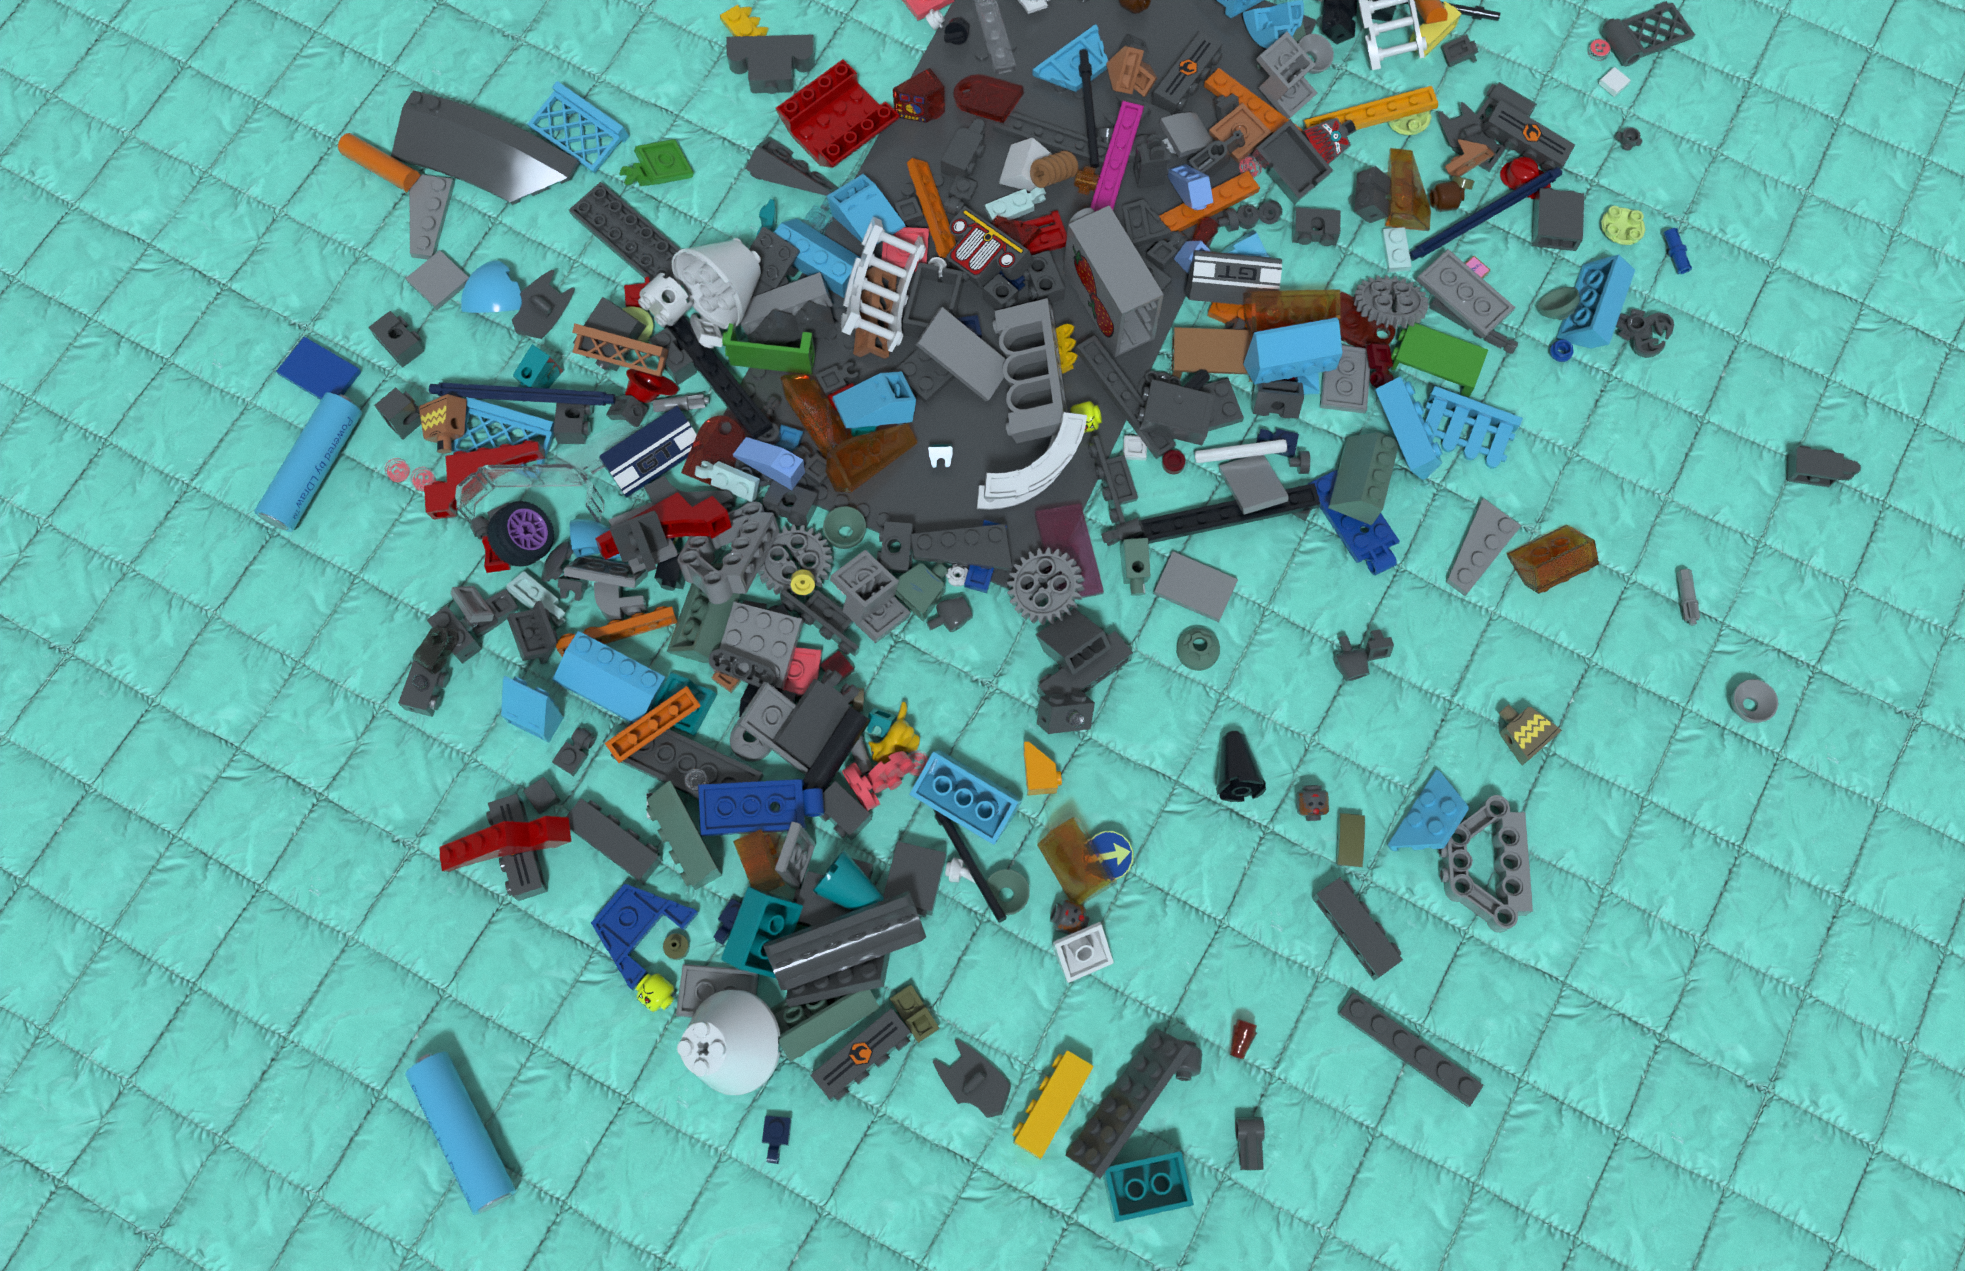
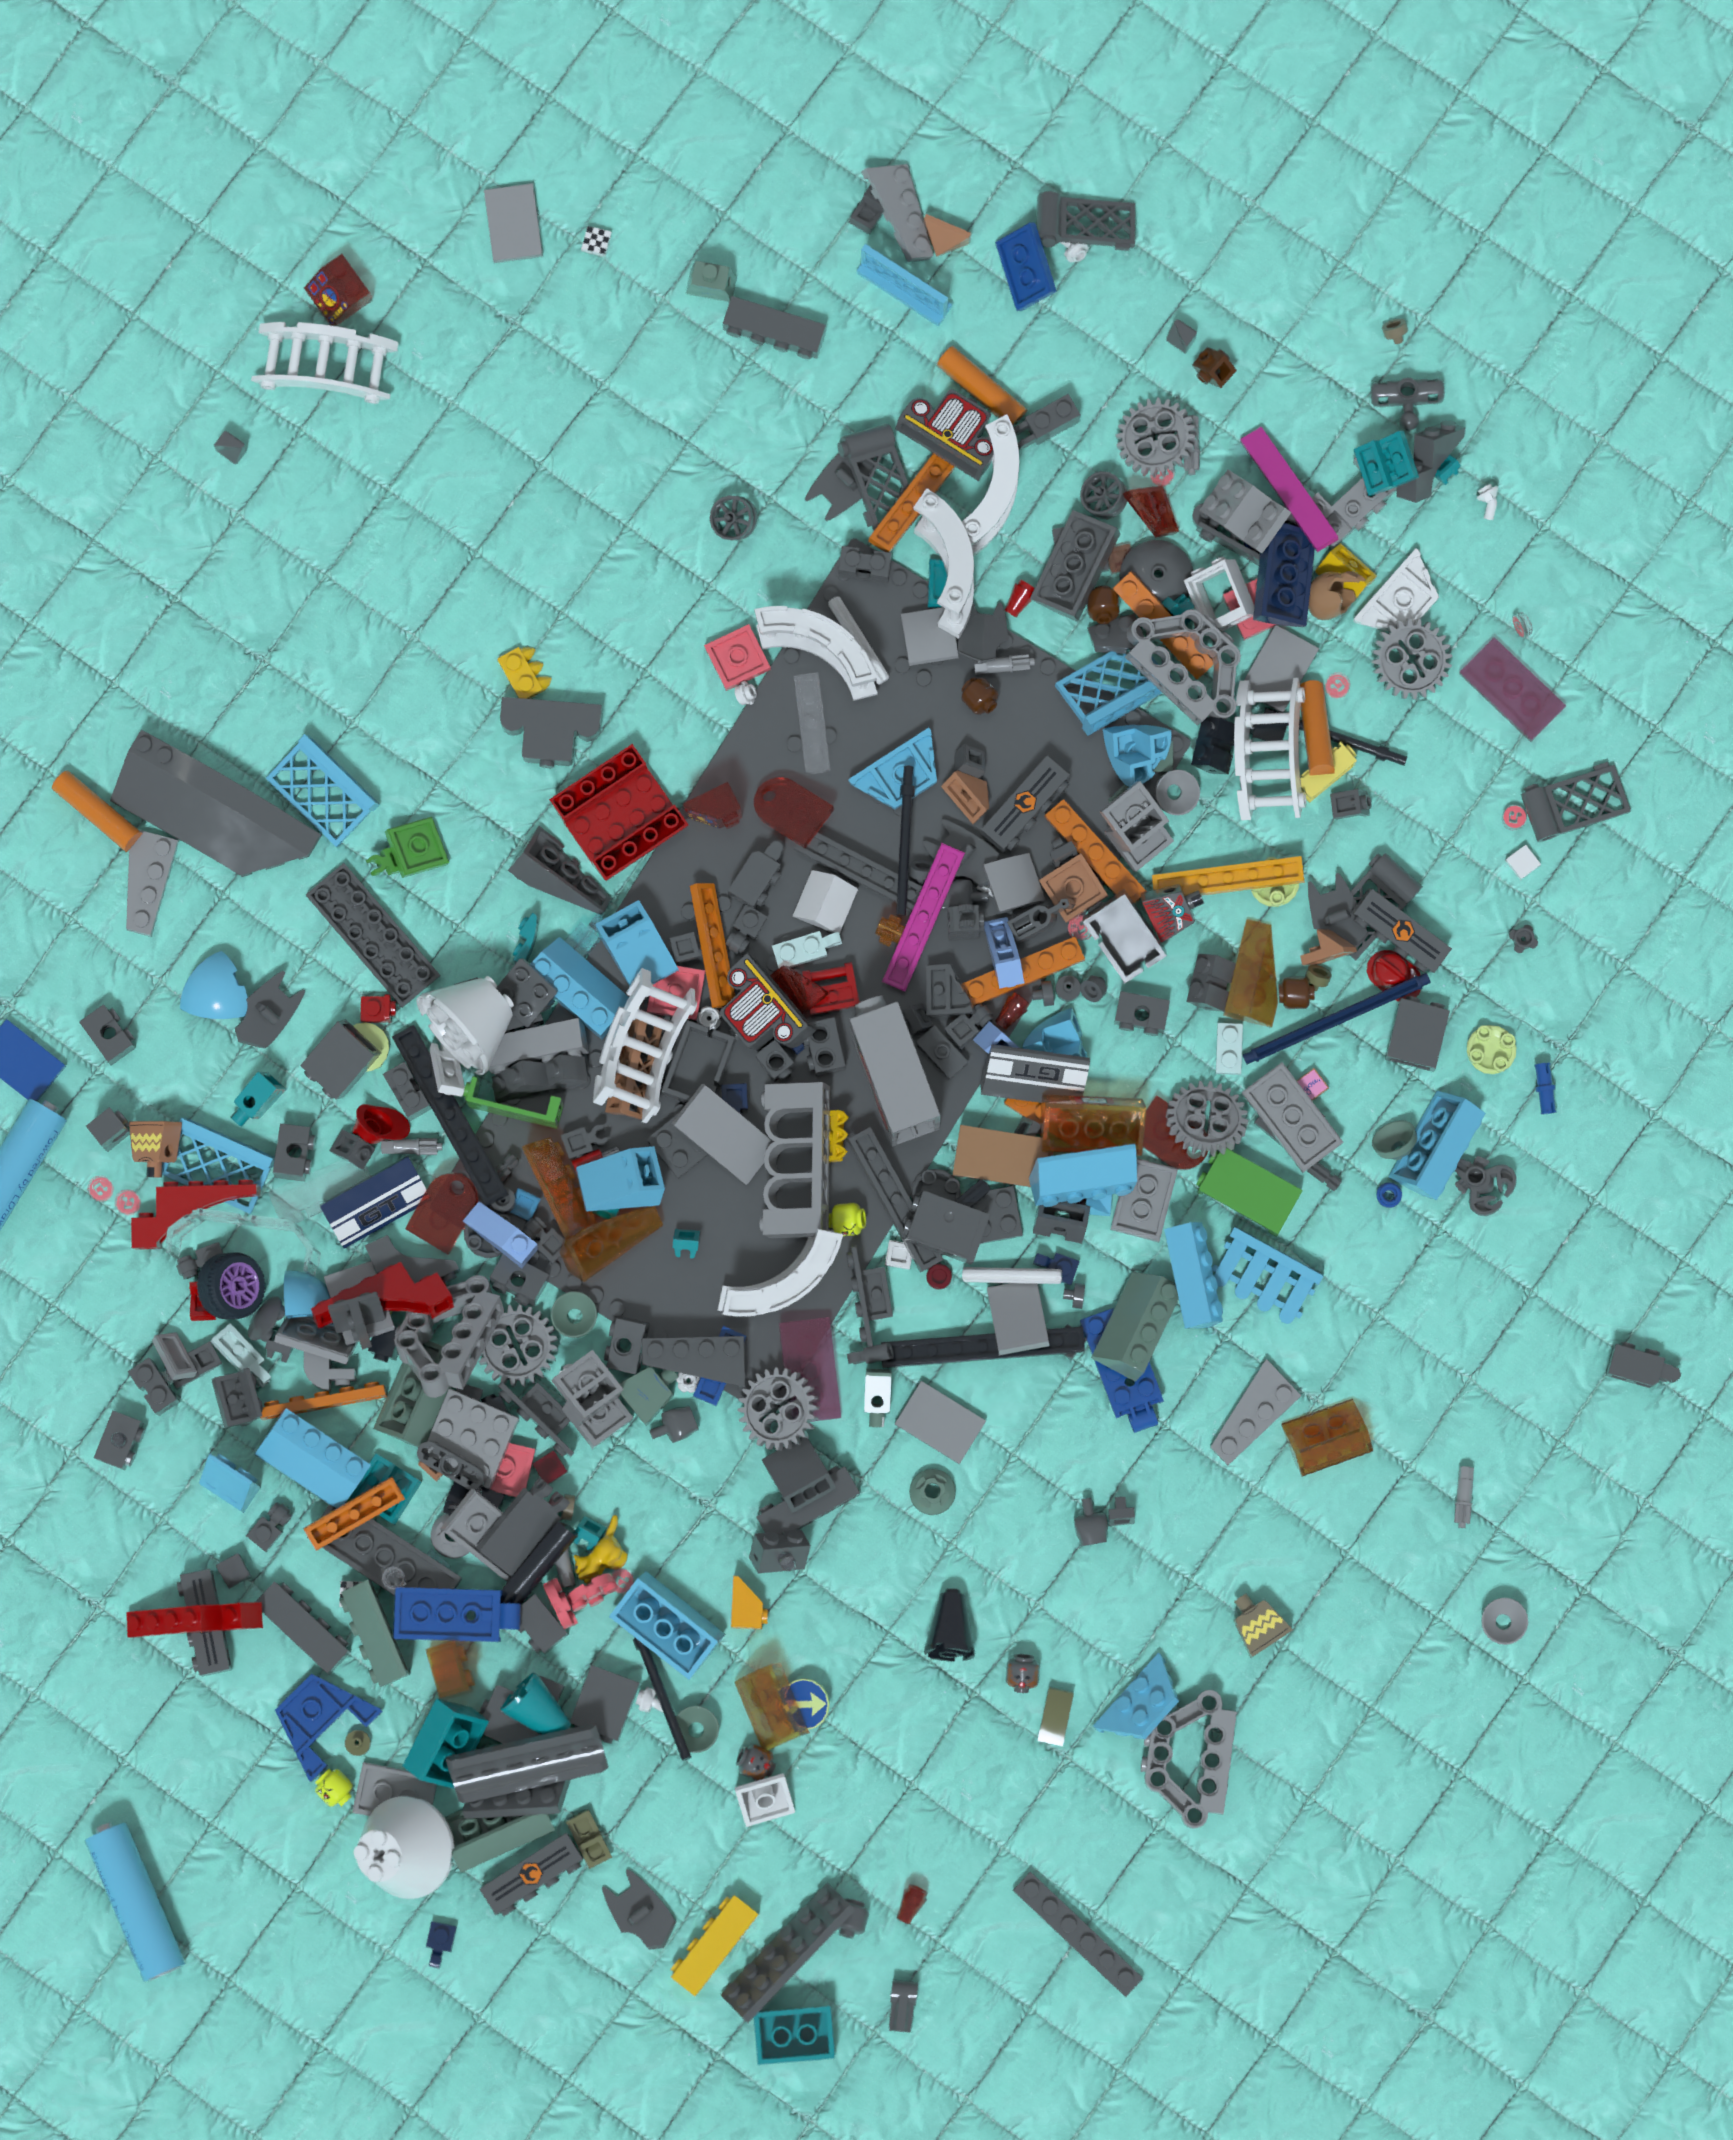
camera: 10 degrees right, 10 degrees up
(435, 648) = (136, 1408): clear smoke piece -> none
(438, 280) = (155, 964): light grey tile -> none
(523, 394) = (241, 1124): dark blue piece -> none
(616, 340) = (353, 1080): nougat fence -> none
(675, 300) = (416, 1033): white brick -> none
(728, 919) = (414, 1722): dark blue plate -> none
(729, 479) = (456, 1248): light aqua plate -> none
(795, 856) = (486, 1670): light grey tile -> none
(802, 582) = (523, 1376): light yellow tile -> none
(956, 31) = (767, 717): black piece -> none
(1053, 169) = (853, 914): medium nougat piece -> none
(1124, 69) = (952, 795): nougat slope -> none
(1357, 928) = (1045, 1807): dark grey brick -> none
(1380, 359) = (1182, 1184): dark red plate -> none

